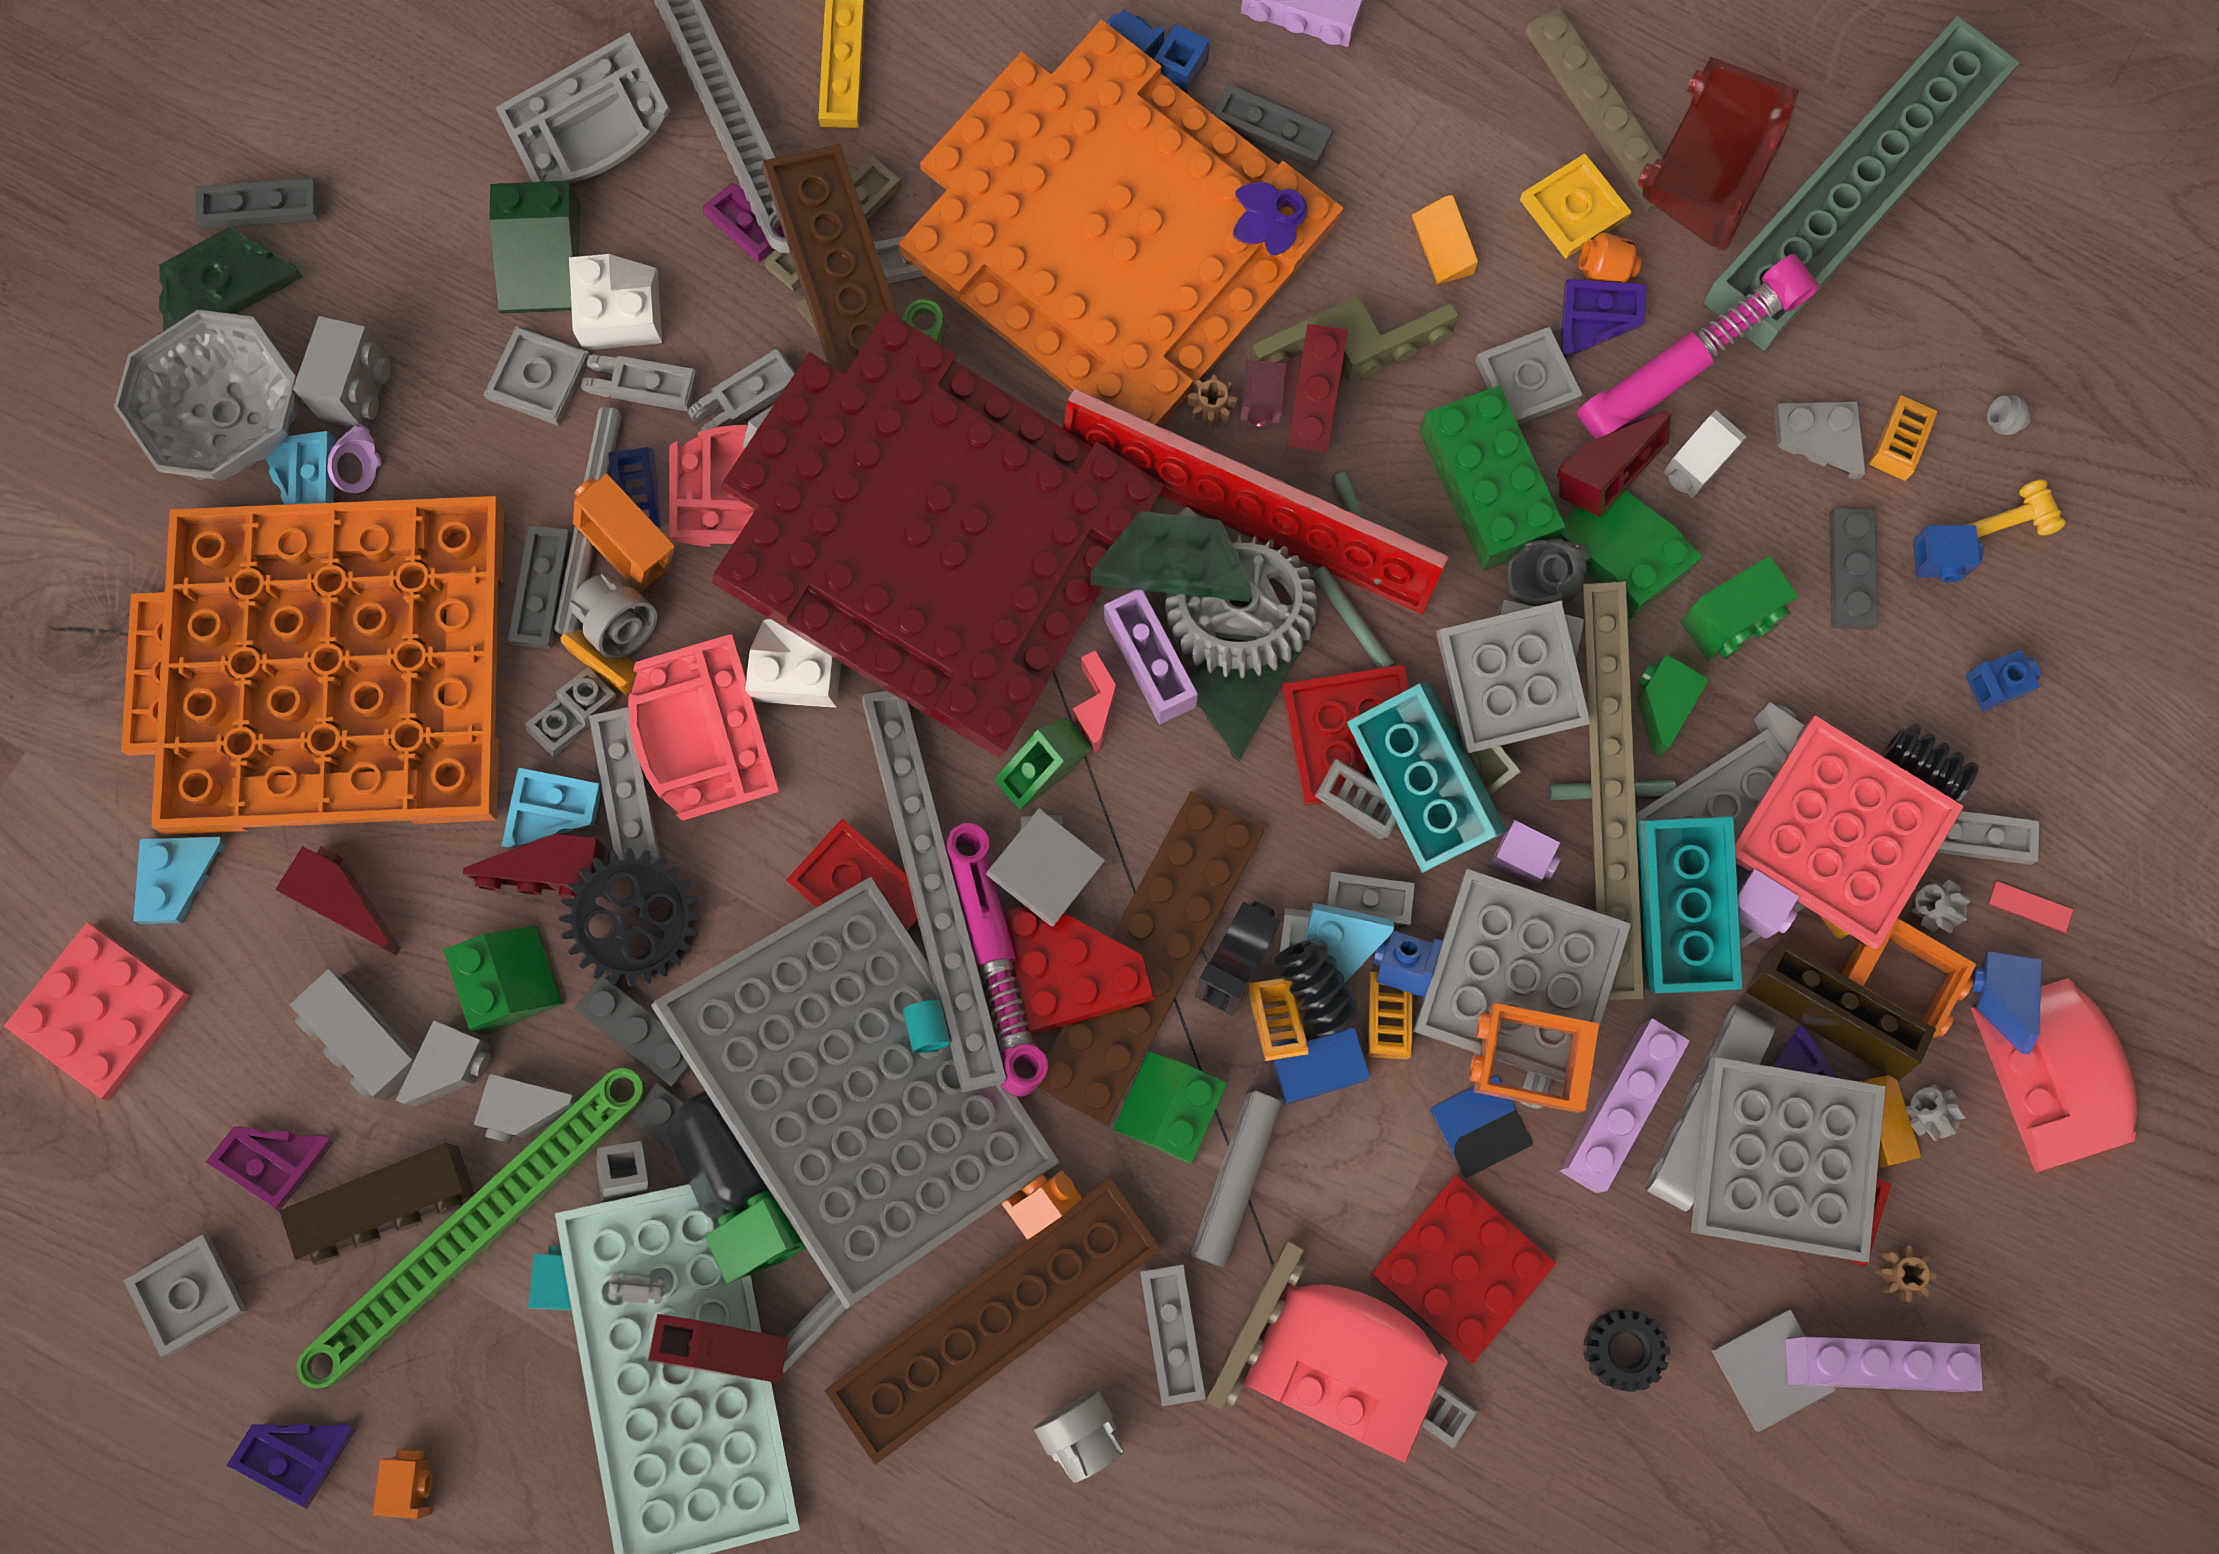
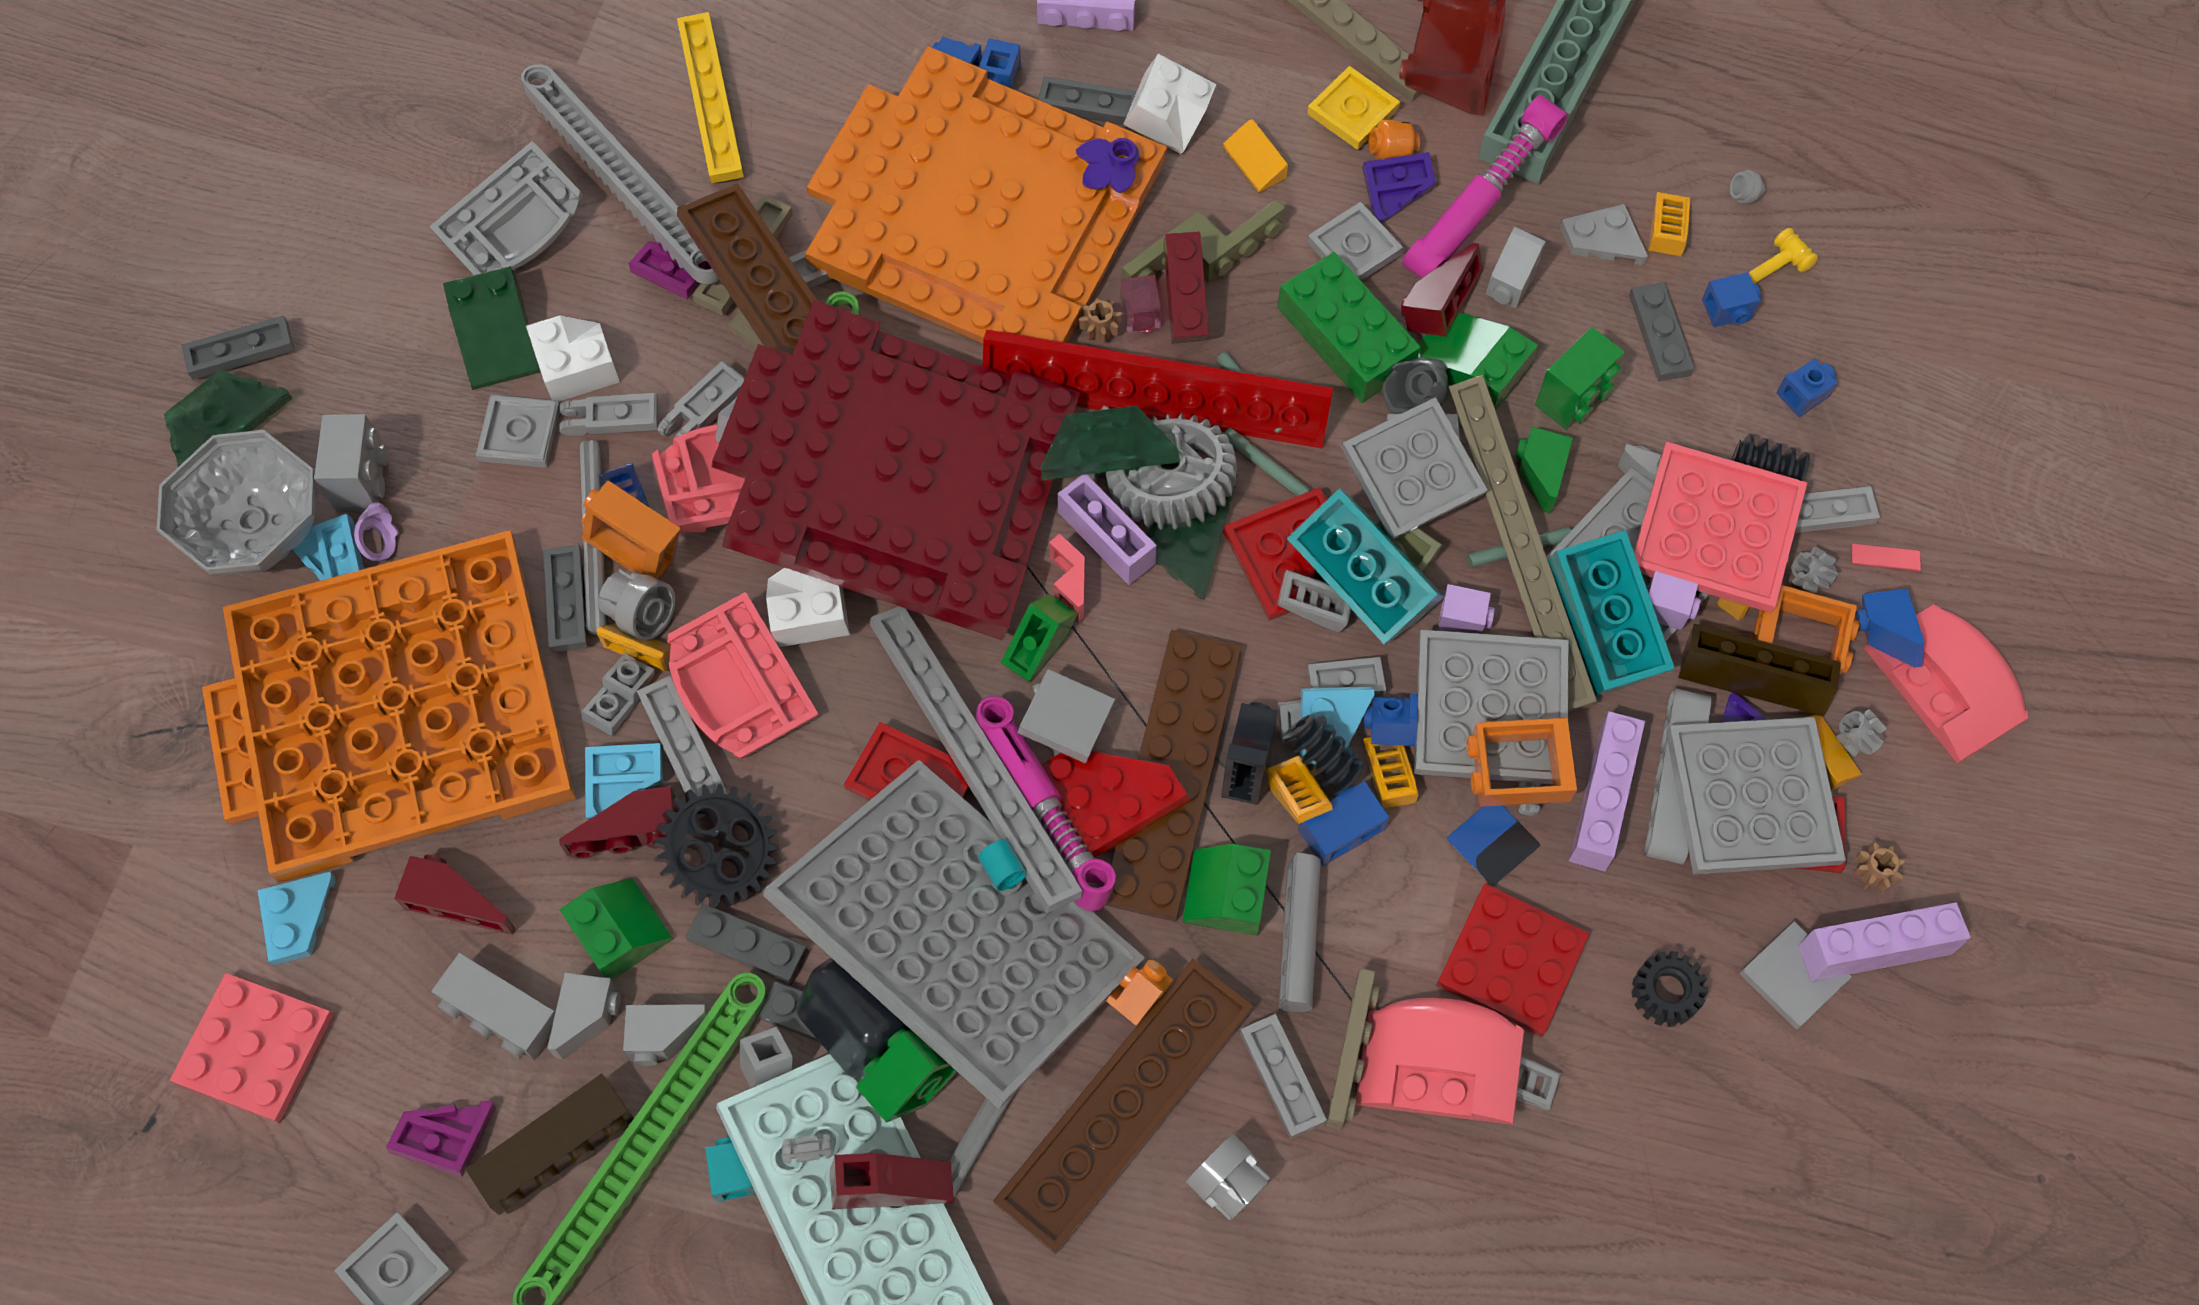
camera: 15 degrees left, 10 degrees down
(1362, 153) = (1169, 103): none -> white slope

